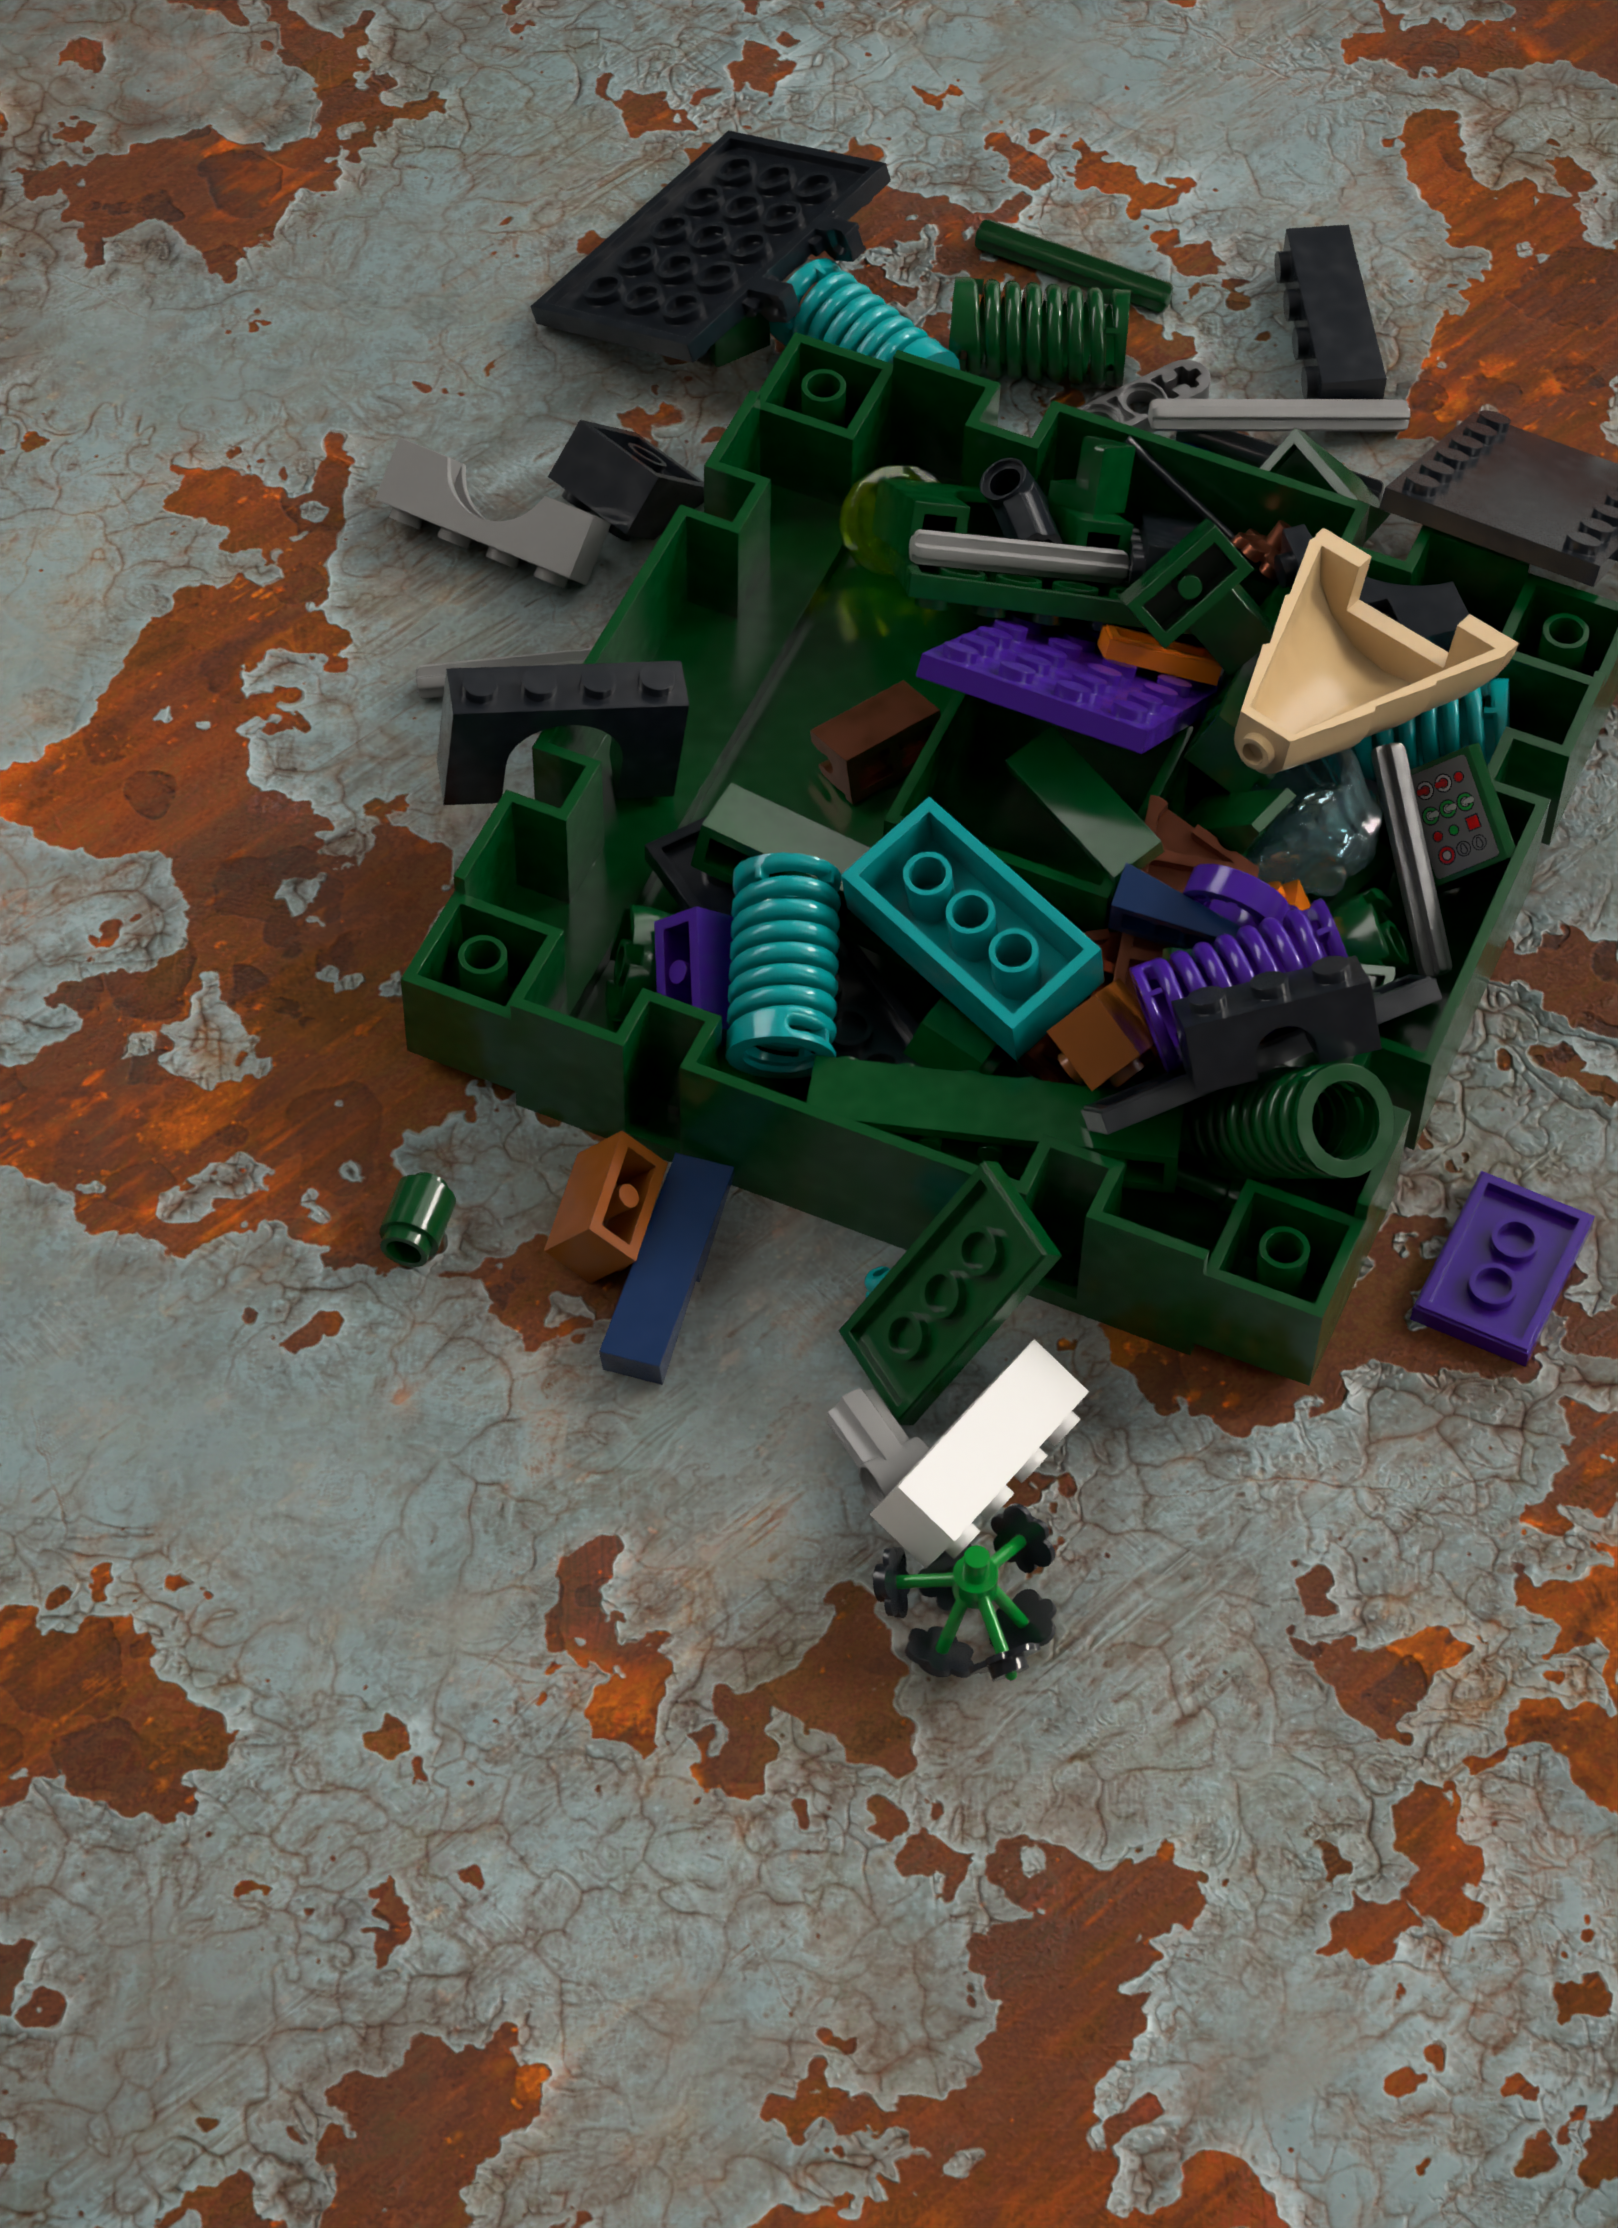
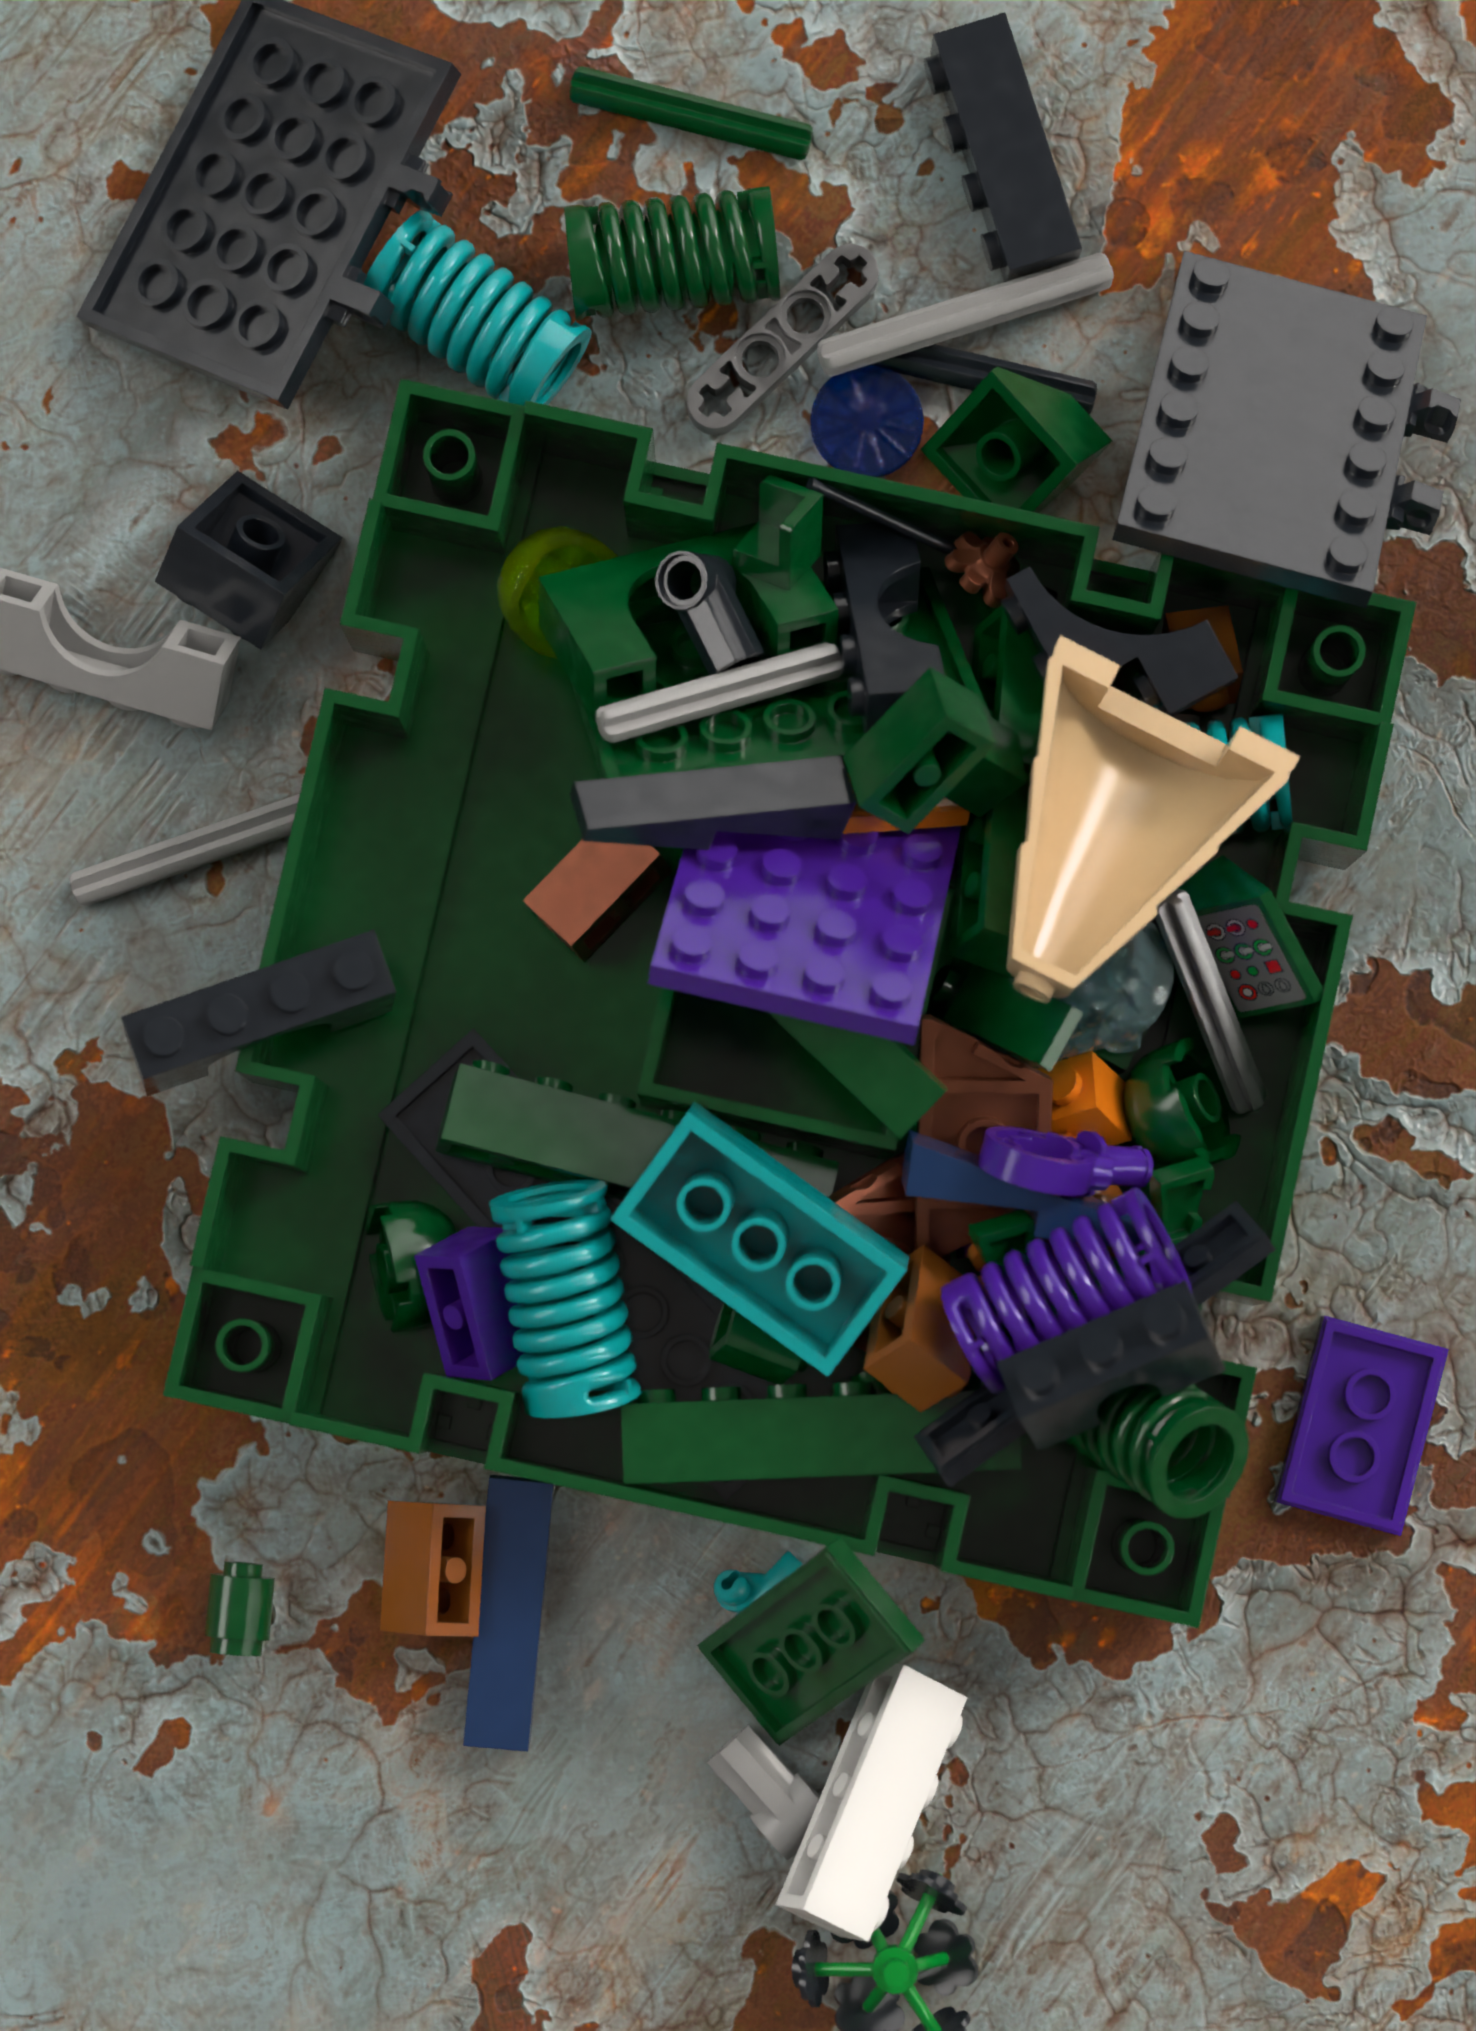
camera: 10 degrees left, 30 degrees up
(978, 597) = (690, 806): none -> black slope

